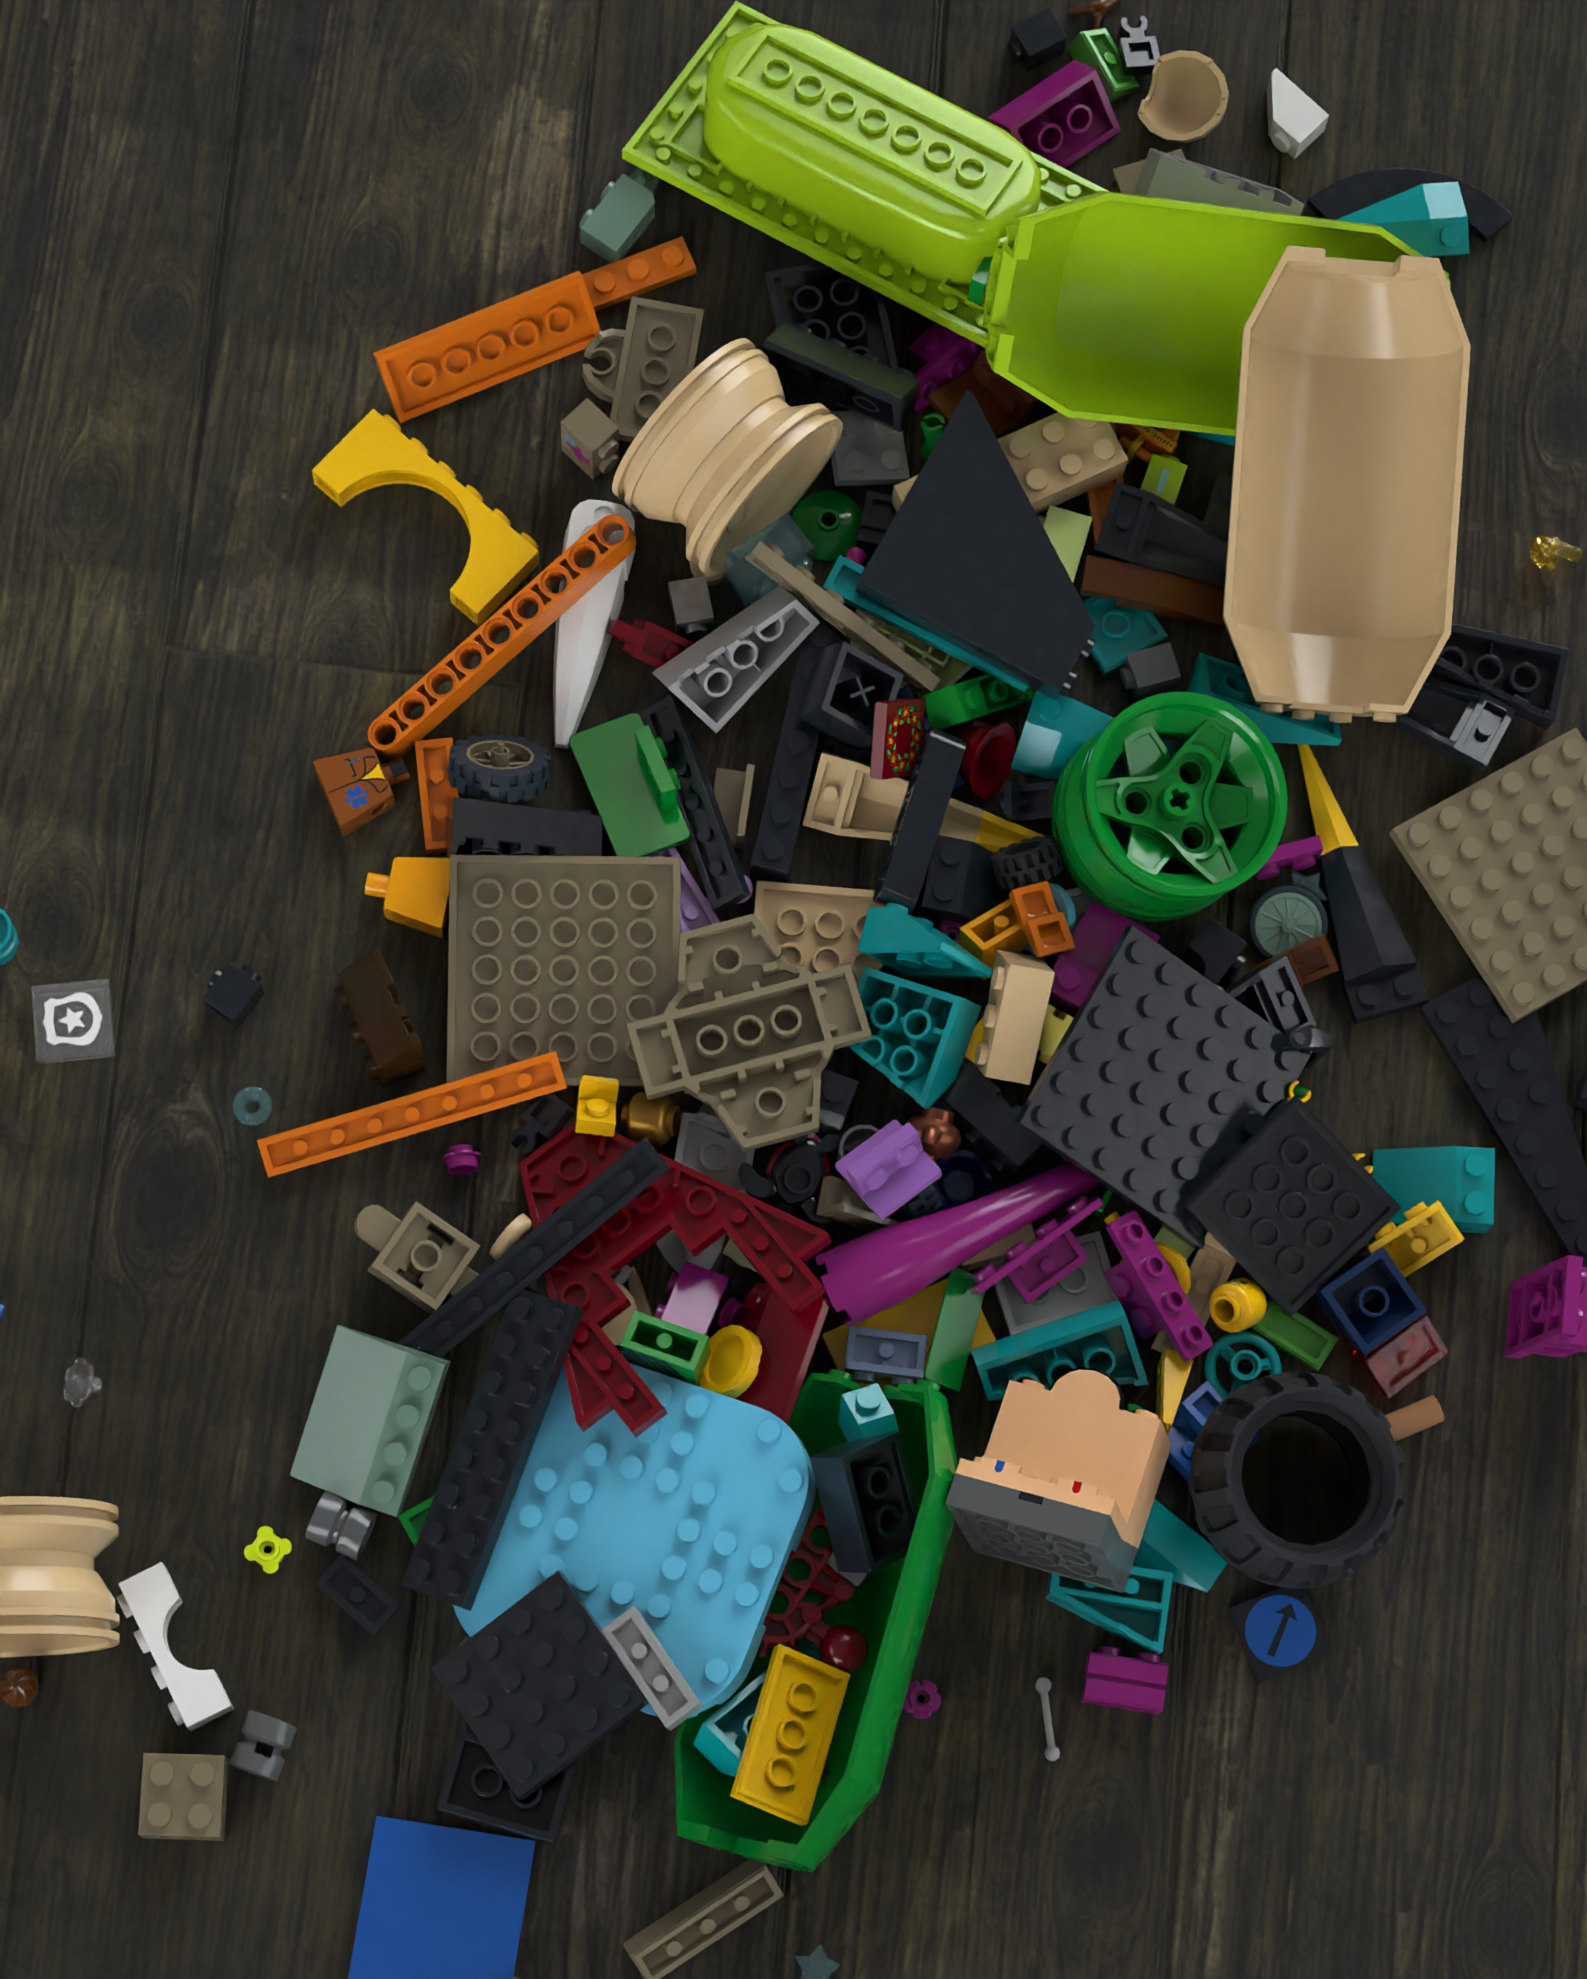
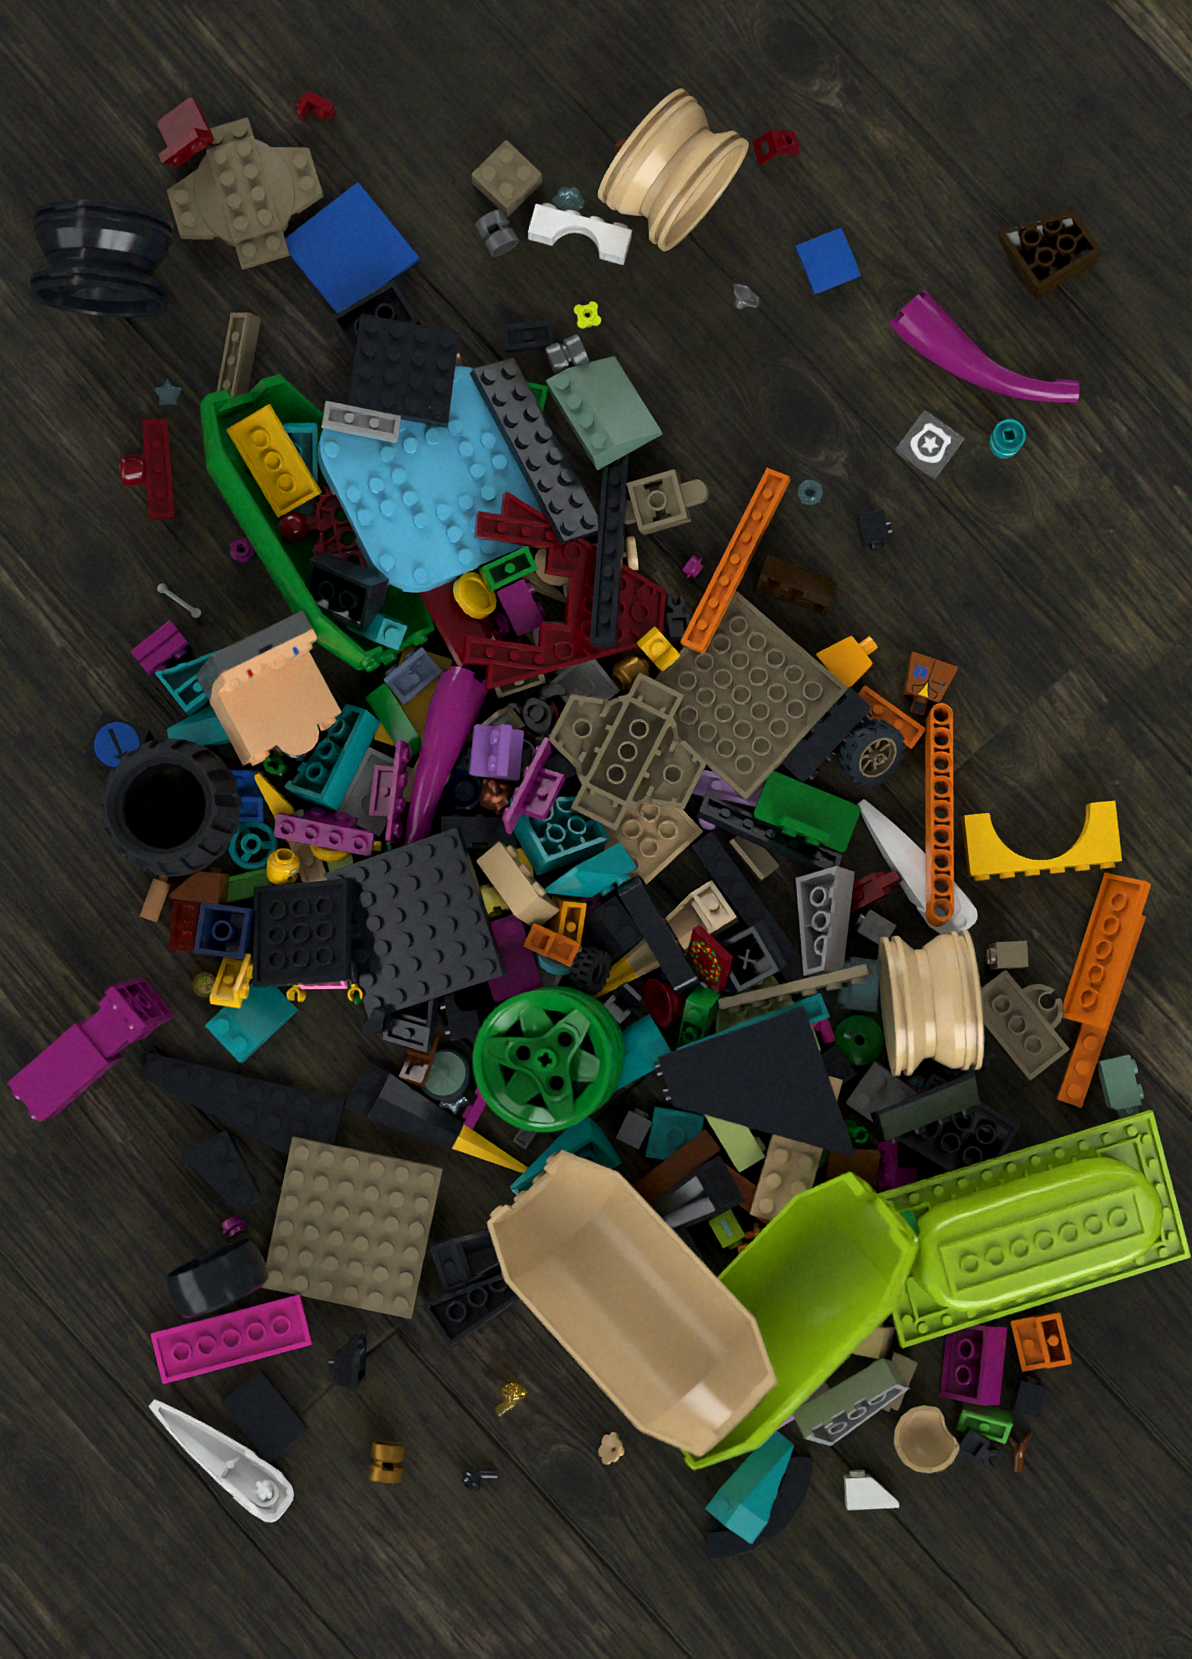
camera: 140 degrees right, 10 degrees up
(151, 1711) = (574, 203): none -> clear light blue plant
(887, 1081) = (536, 791): none -> magenta bracket
(925, 1895) = (152, 469): none -> dark red plate
(967, 70) = (1041, 1341): none -> orange brick
(1346, 1363) = (204, 886): none -> reddish brown slope
(1445, 1277) = (203, 984): none -> clear yellow tile
(1502, 406) = (611, 1448): none -> tan plant

